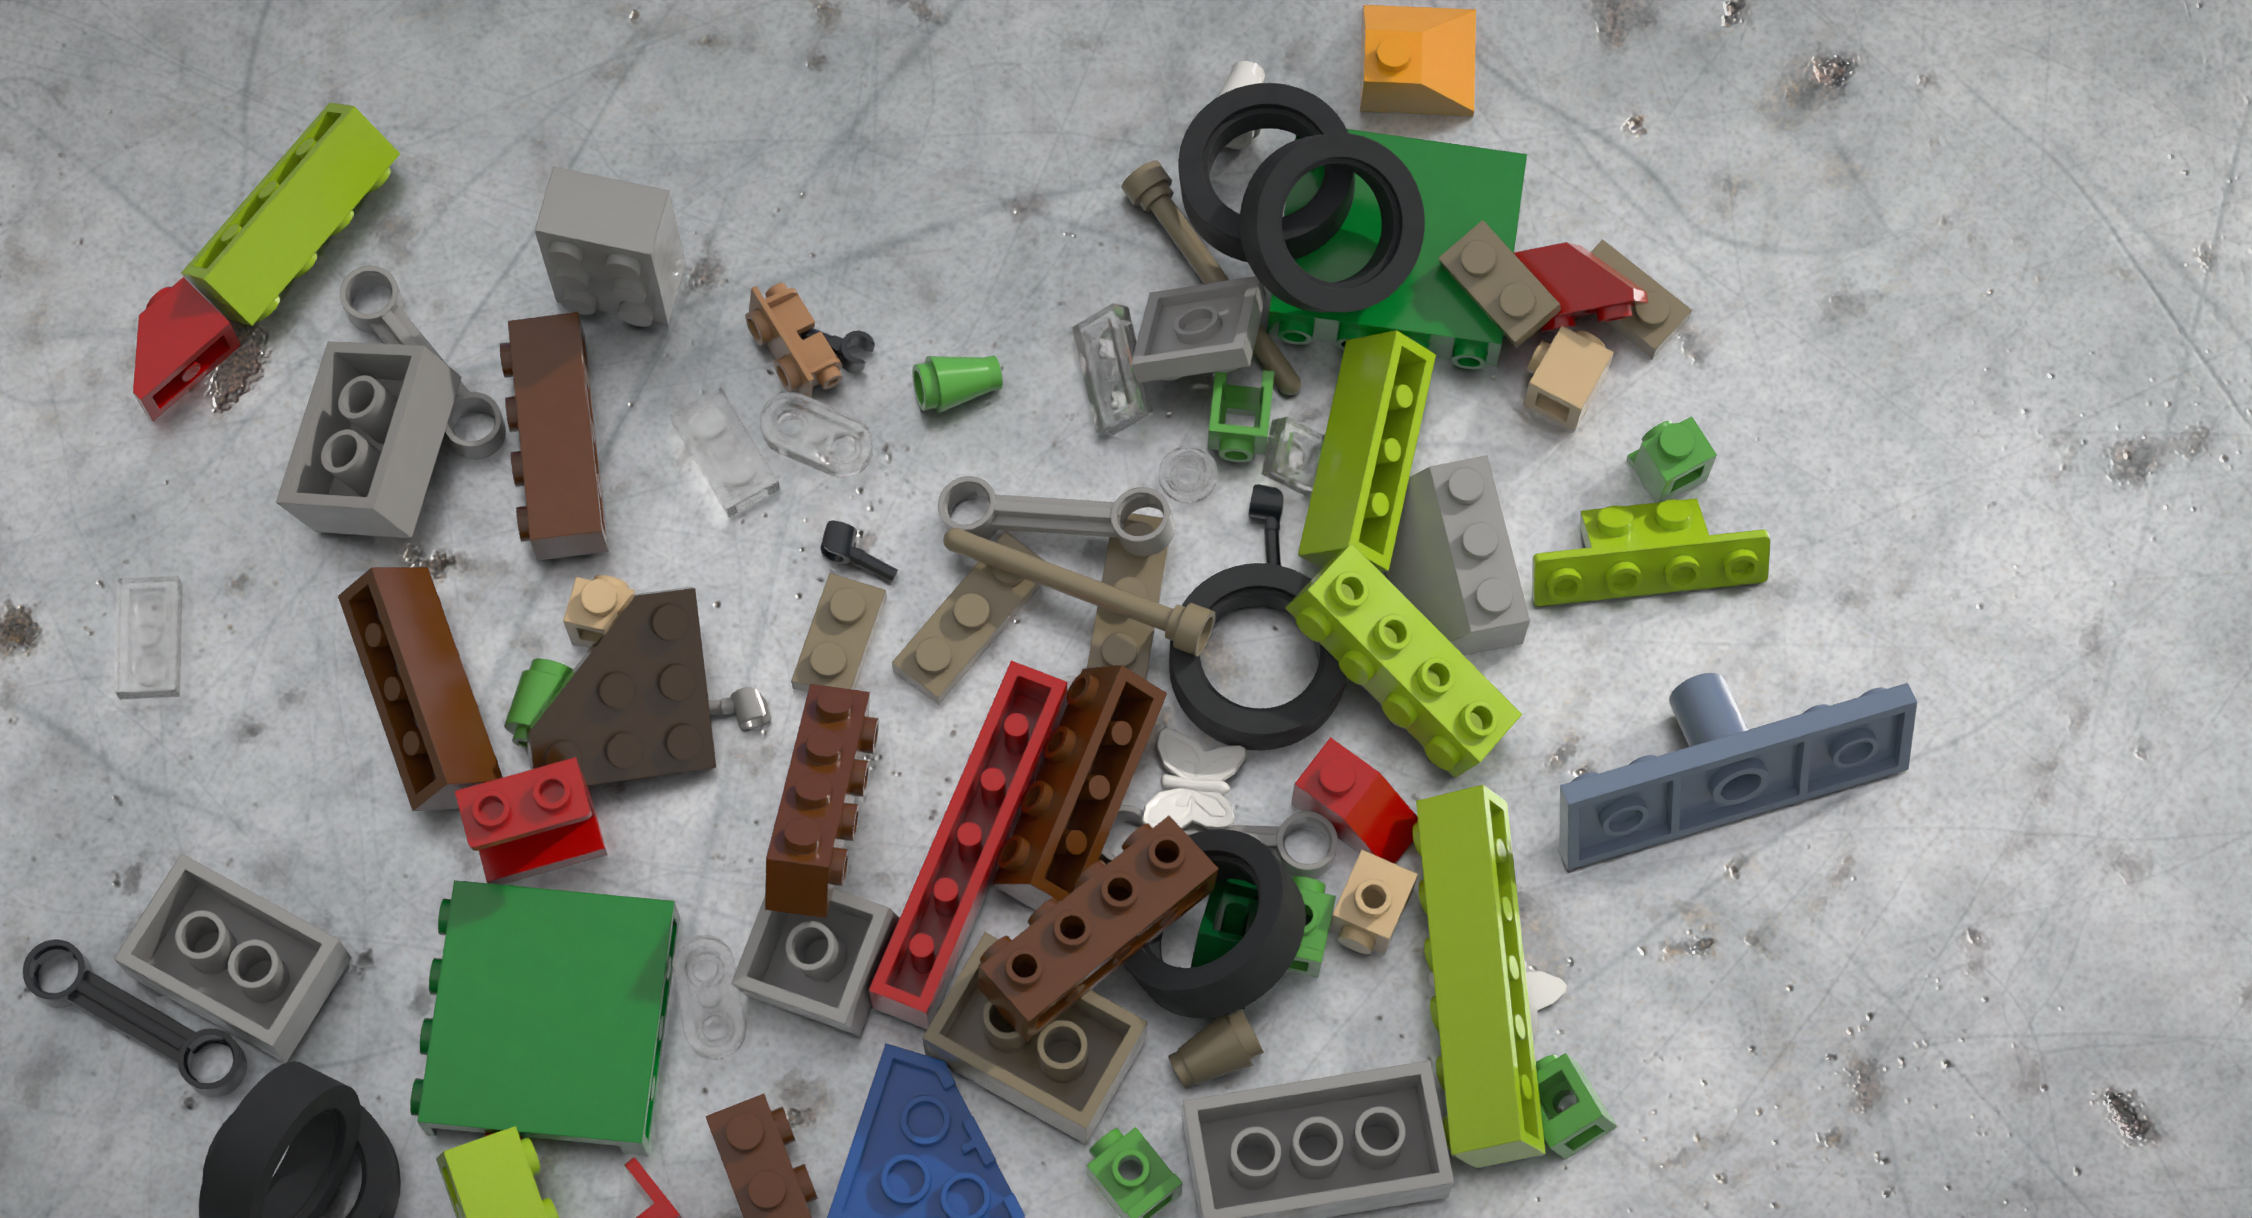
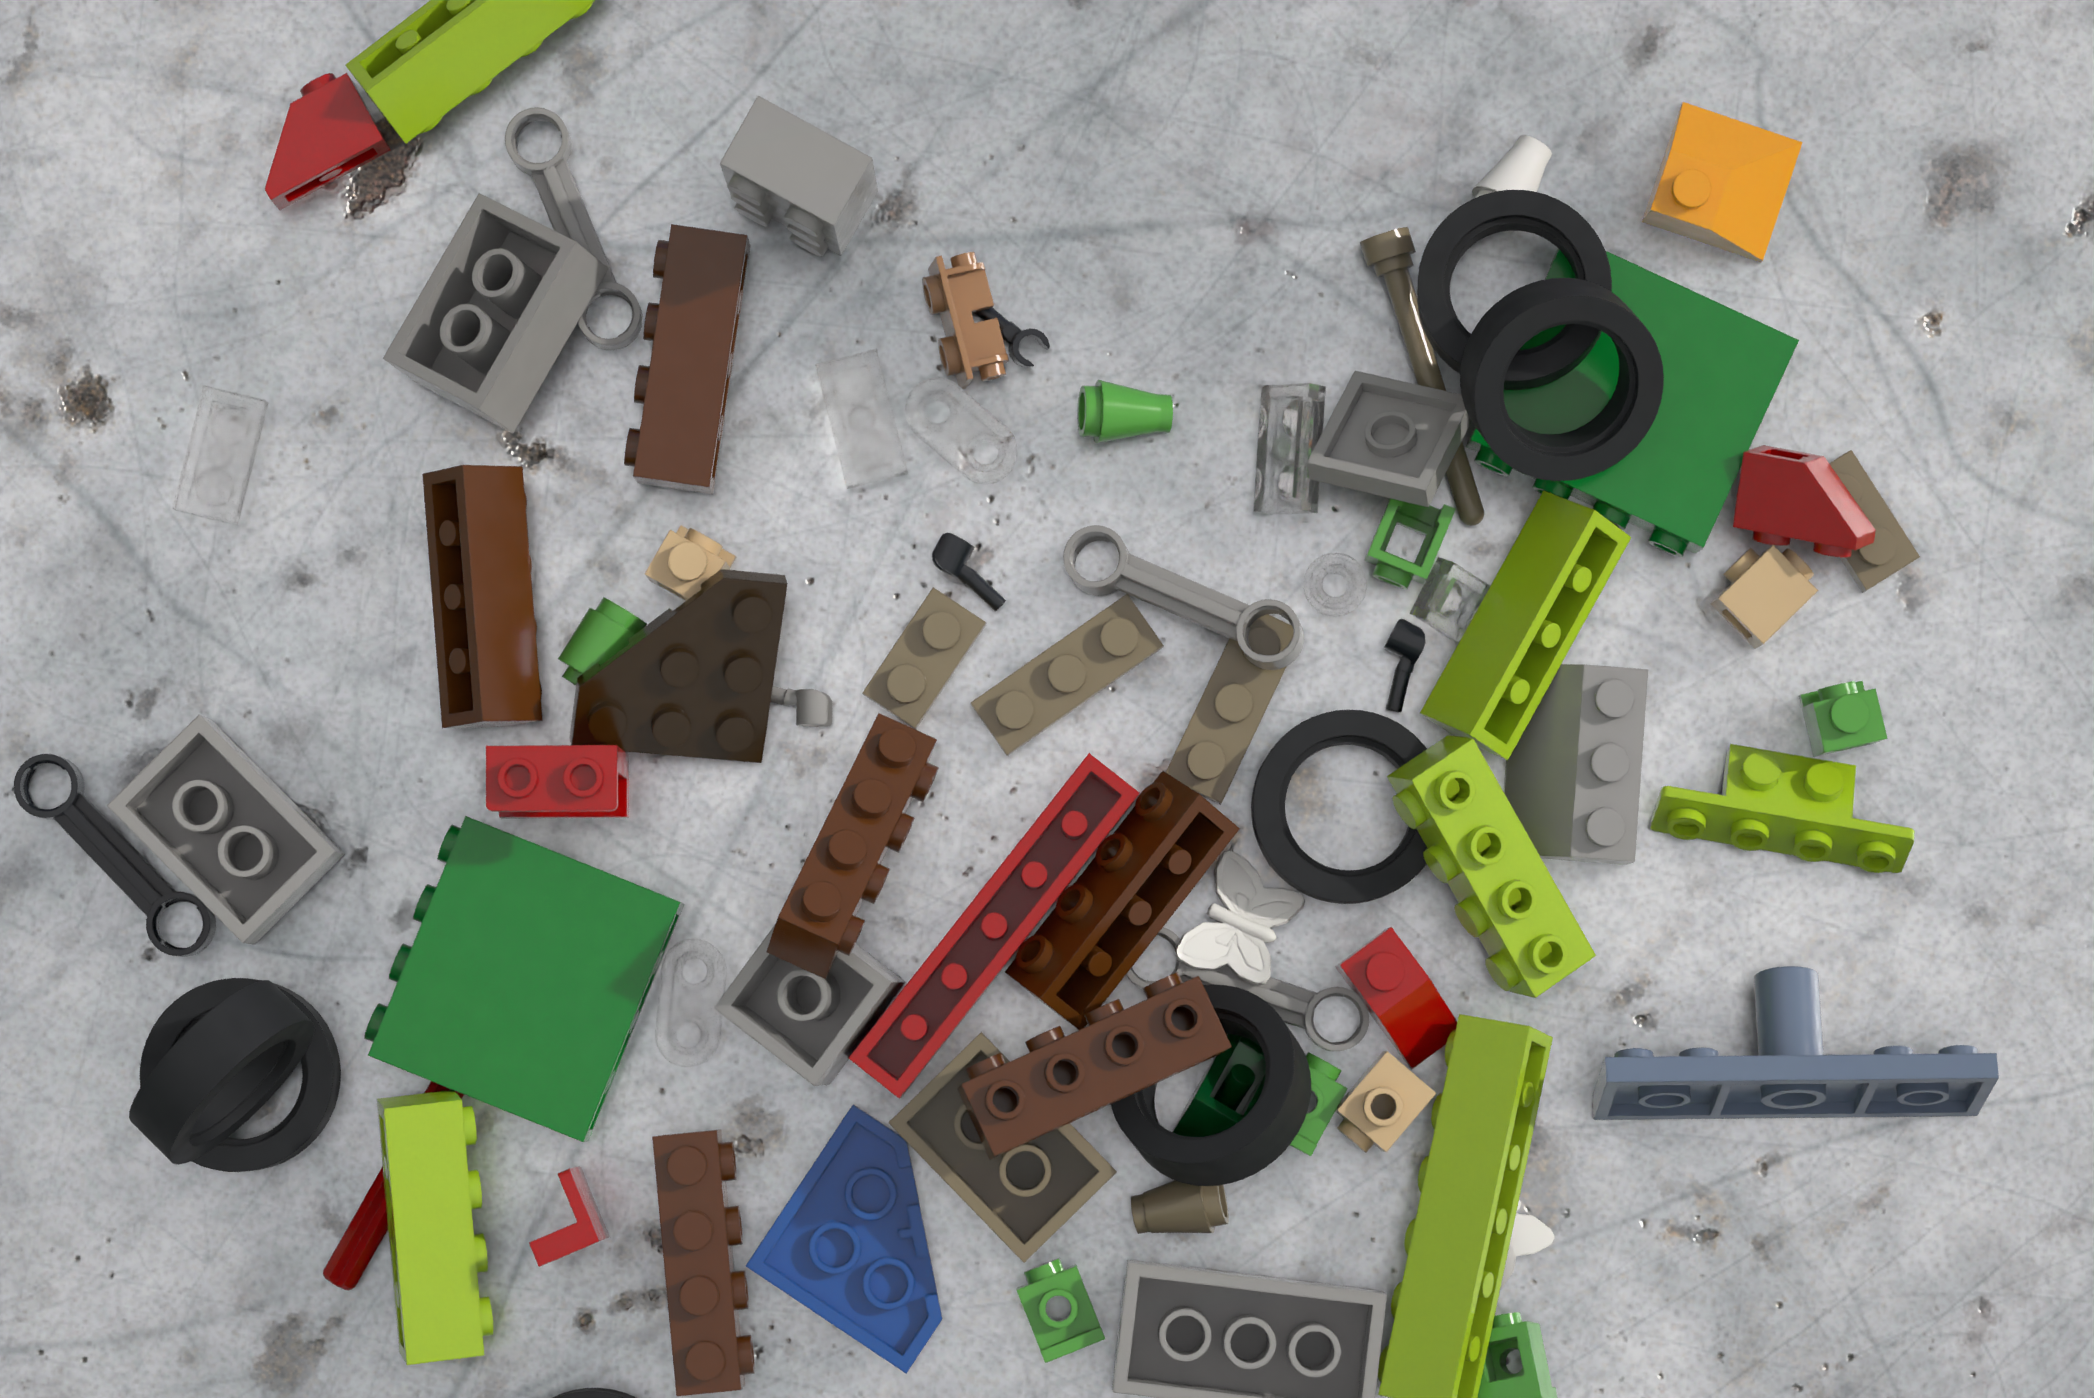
camera: 15 degrees right, 15 degrees up
(1185, 626) = (1277, 764): dark tan piece -> none
(1499, 284) = (1721, 484): dark tan plate -> none

